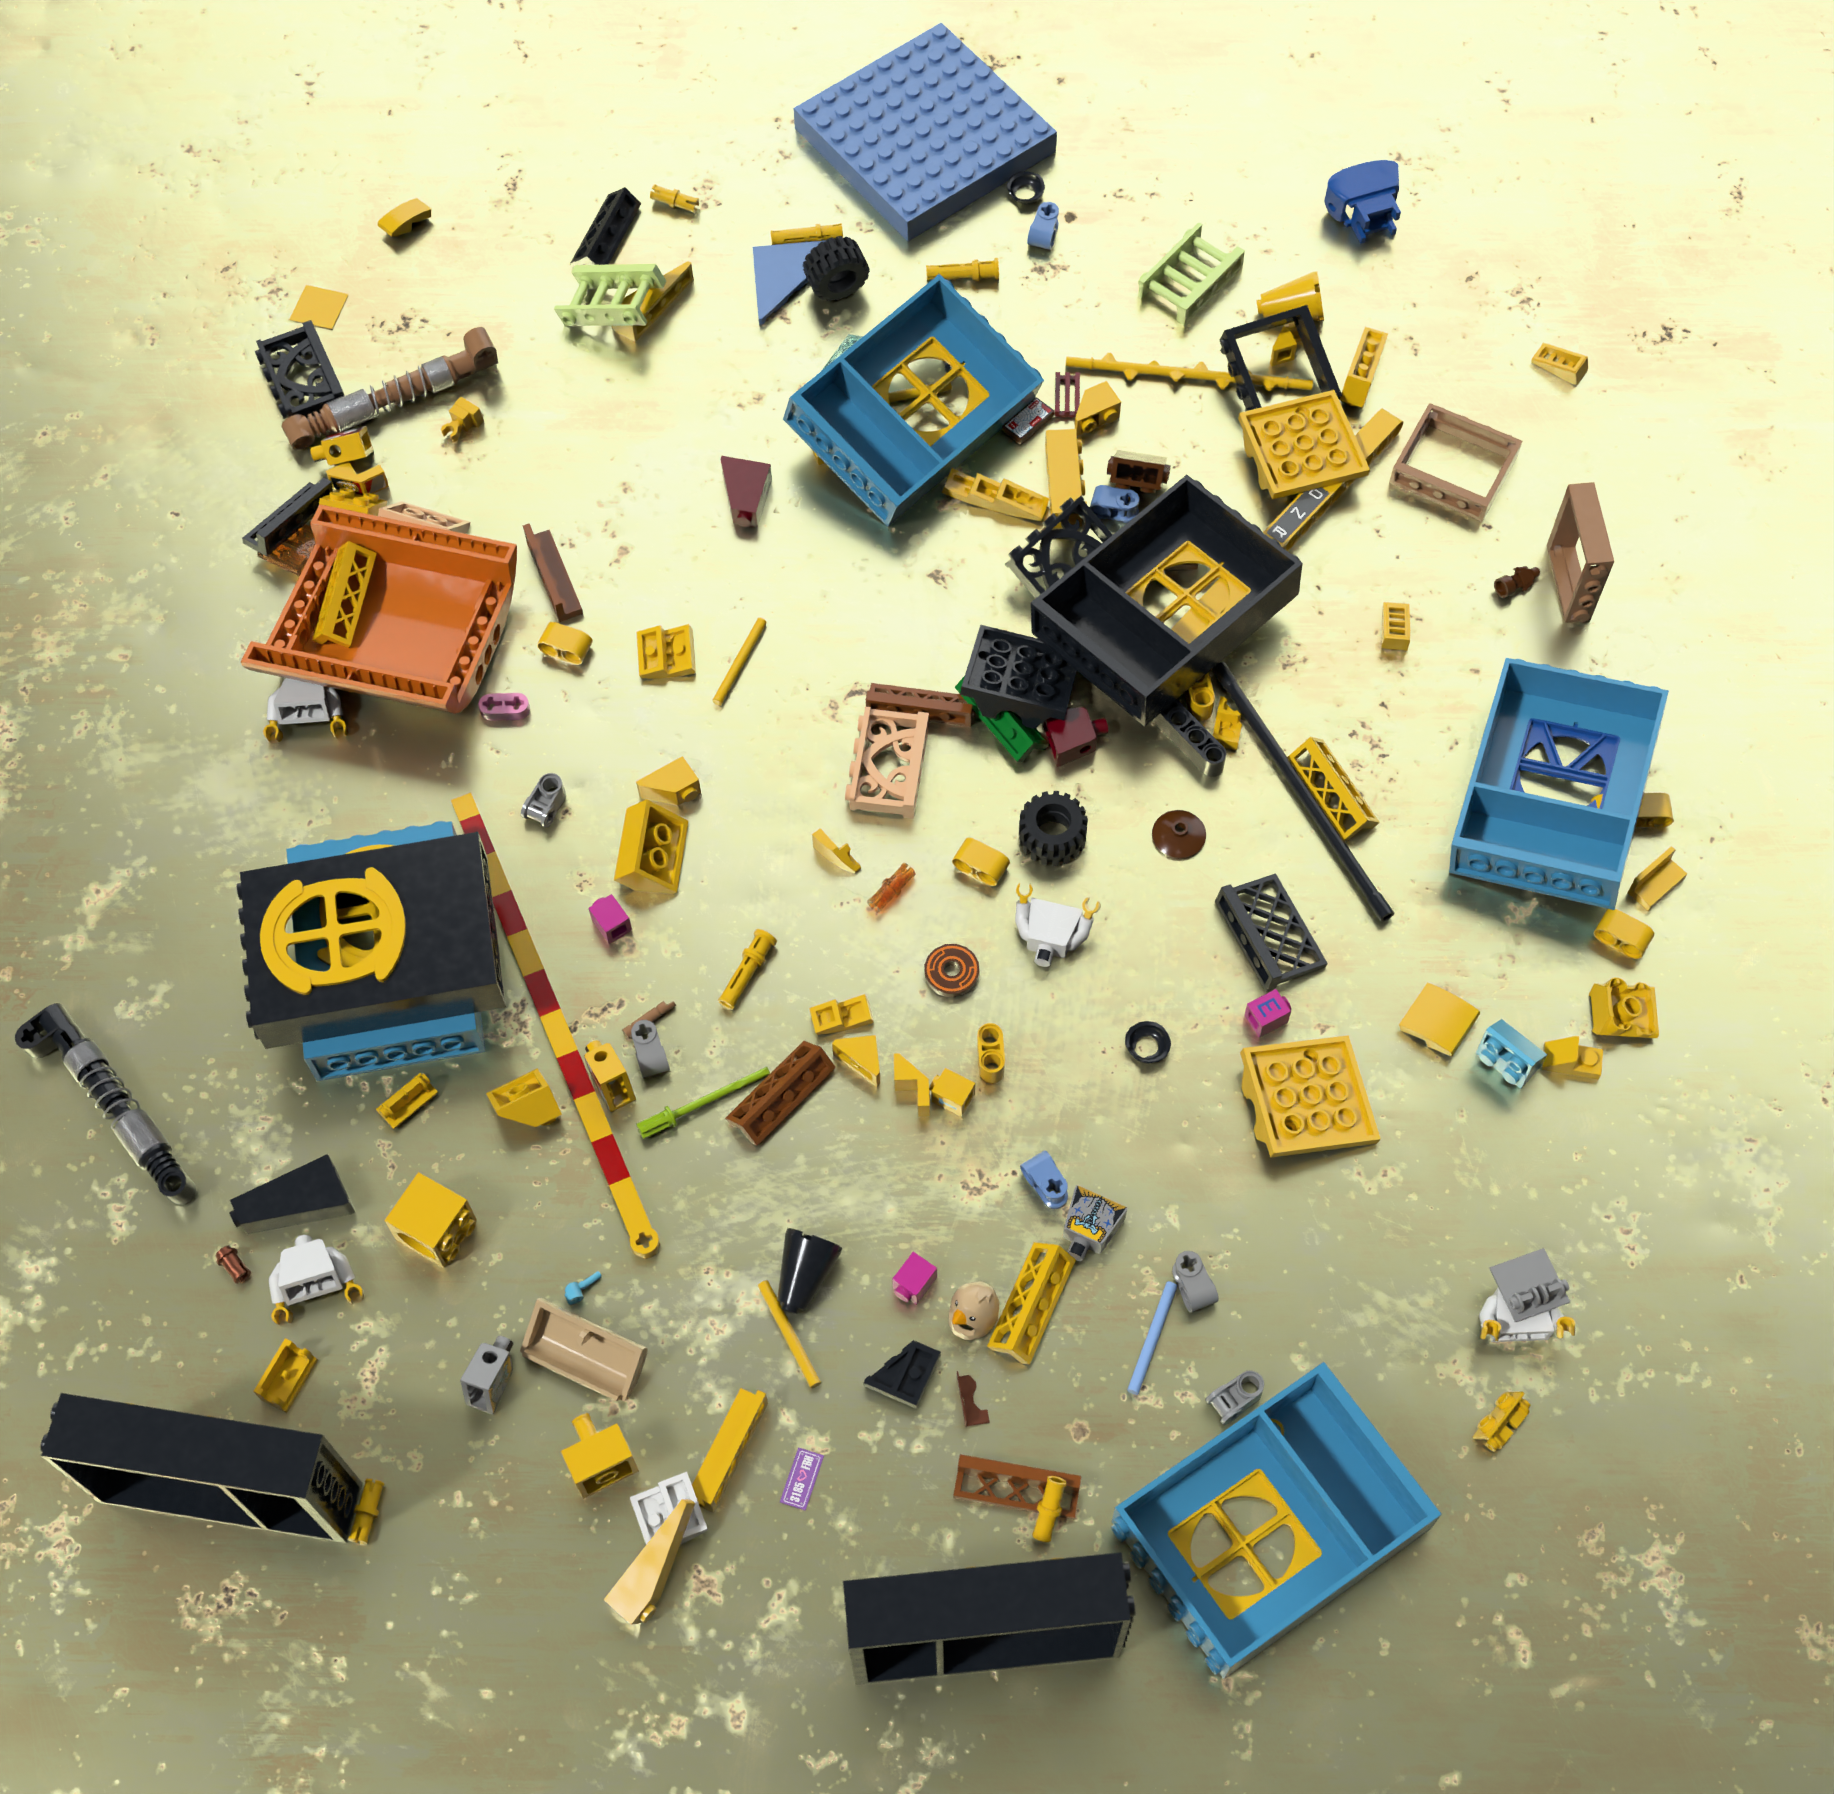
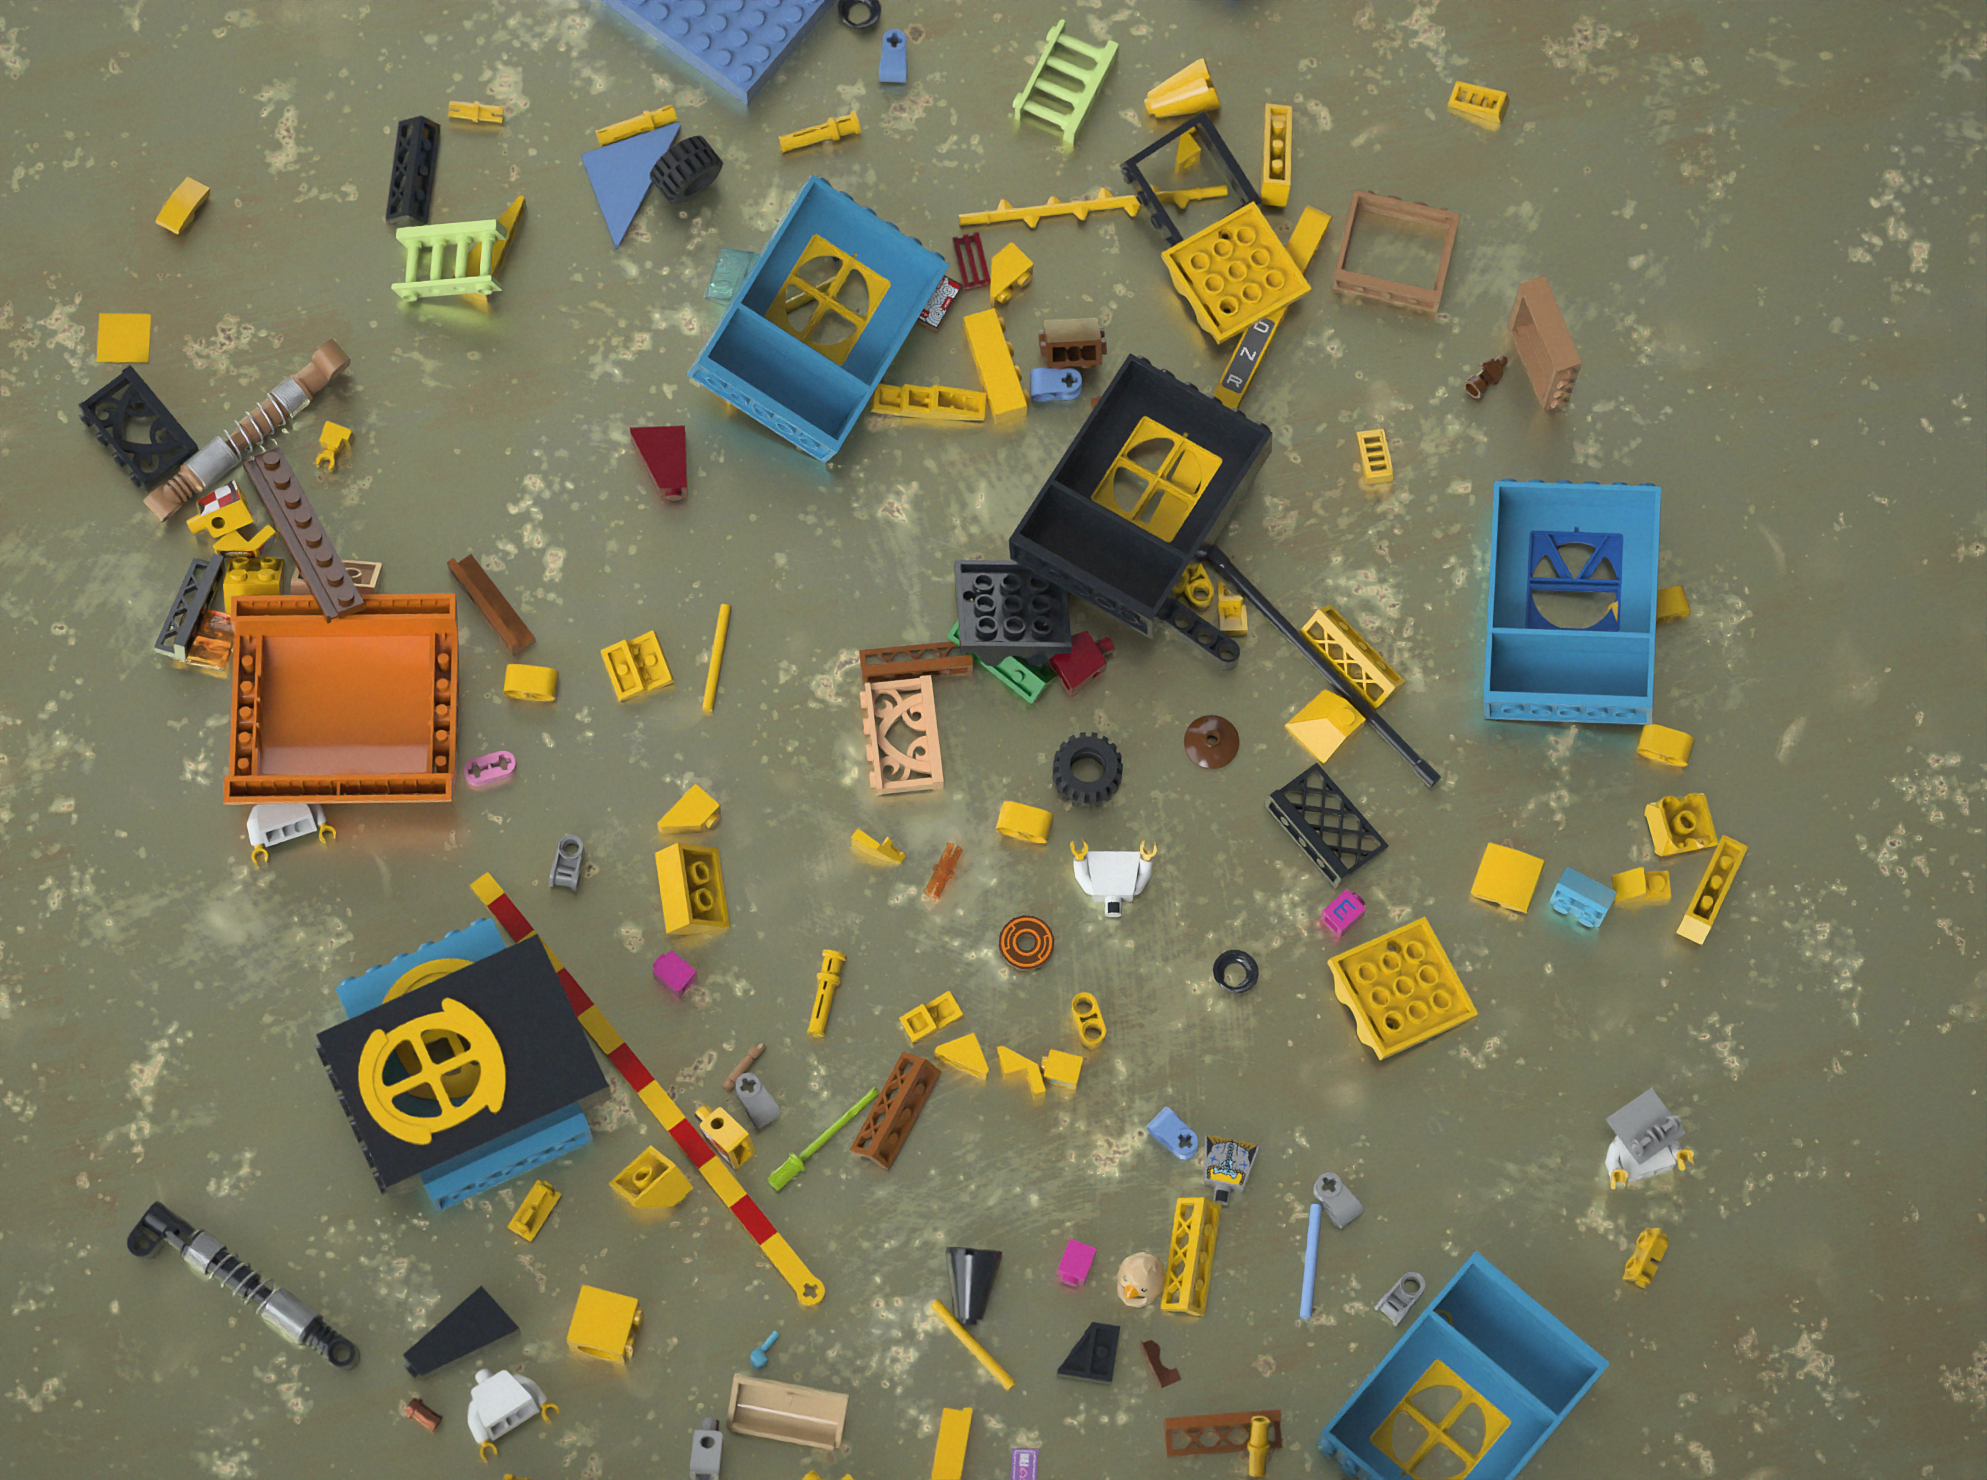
camera: 20 degrees left, 10 degrees up
(334, 594) = (277, 688): yellow fence -> none
(404, 476) = (303, 535): none -> plate
(1046, 535) = (1043, 466): black fence -> none
(1294, 843) = (1326, 725): none -> yellow slope
(1643, 1078) = (1712, 889): none -> yellow slope
(1657, 880) = (1687, 680): yellow panel -> none

